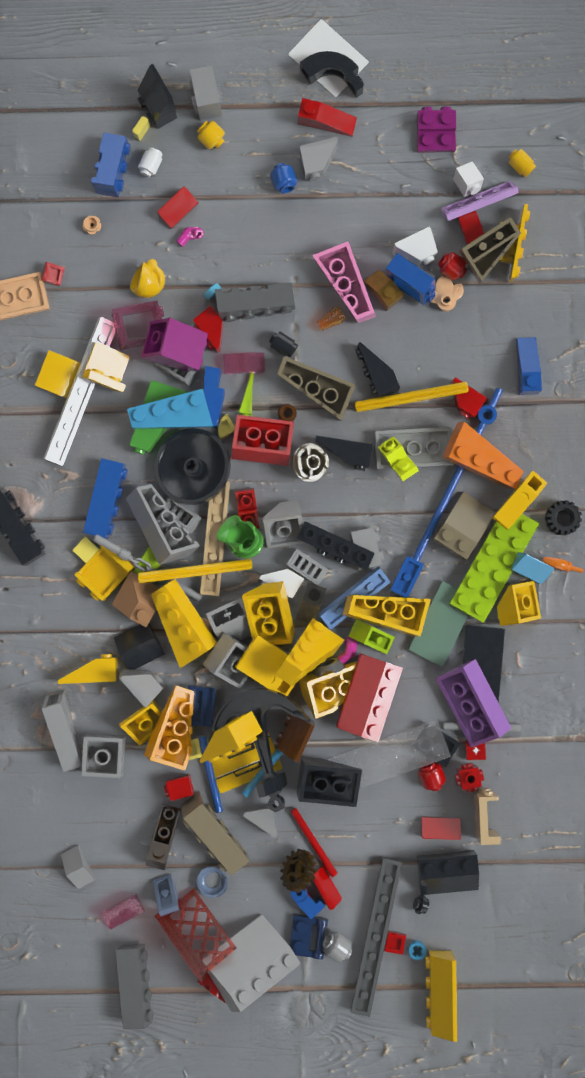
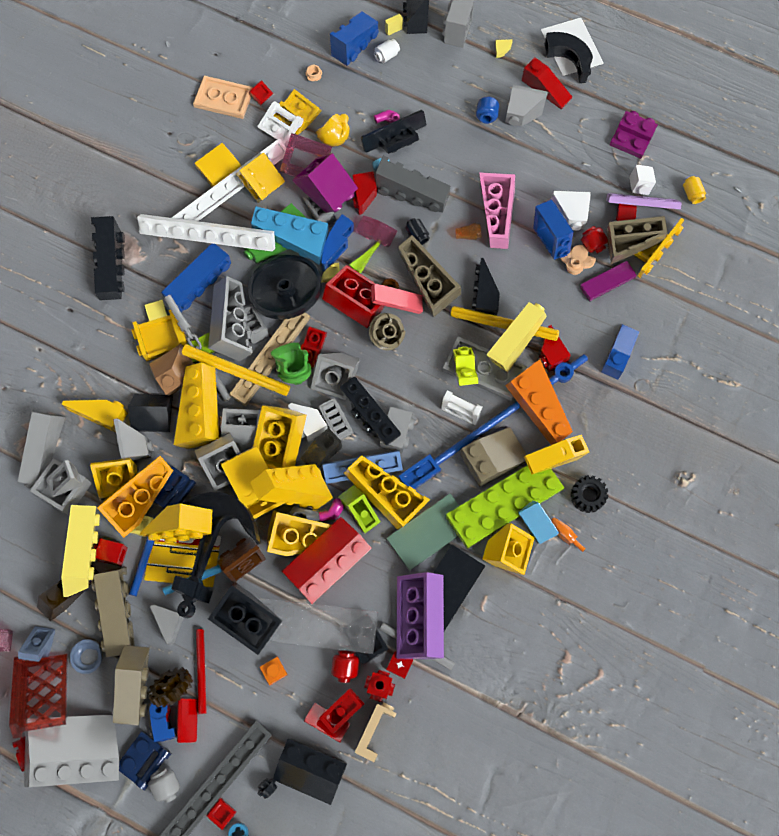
camera: 20 degrees right, 15 degrees down
(91, 305) = (277, 128): none -> white plate
(91, 453) = (206, 232): none -> white plate
(98, 276) = (299, 106): none -> yellow slope
(106, 752) = (63, 479): none -> light grey slope
(157, 802) = (79, 549): none -> light yellow slope
(177, 207) = (389, 92): red slope -> none
(210, 134) = (446, 53): yellow head -> none
(210, 252) = (396, 134): none -> black bracket
(261, 96) = (502, 47): none -> light yellow tile
(266, 886) = (130, 685): none -> dark tan wedge
(301, 425) = (396, 298): none -> coral tile
(351, 452) = (428, 344): black slope -> none
(373, 810) = (273, 671): none -> orange plate
(384, 289) = (526, 232): pearl gold slope -> none
(418, 499) = (461, 408): none -> white plate
(433, 409) = (517, 336): none -> light yellow slope
(449, 814) = (341, 711): none -> red slope
(484, 300) = (608, 281): none -> magenta tile

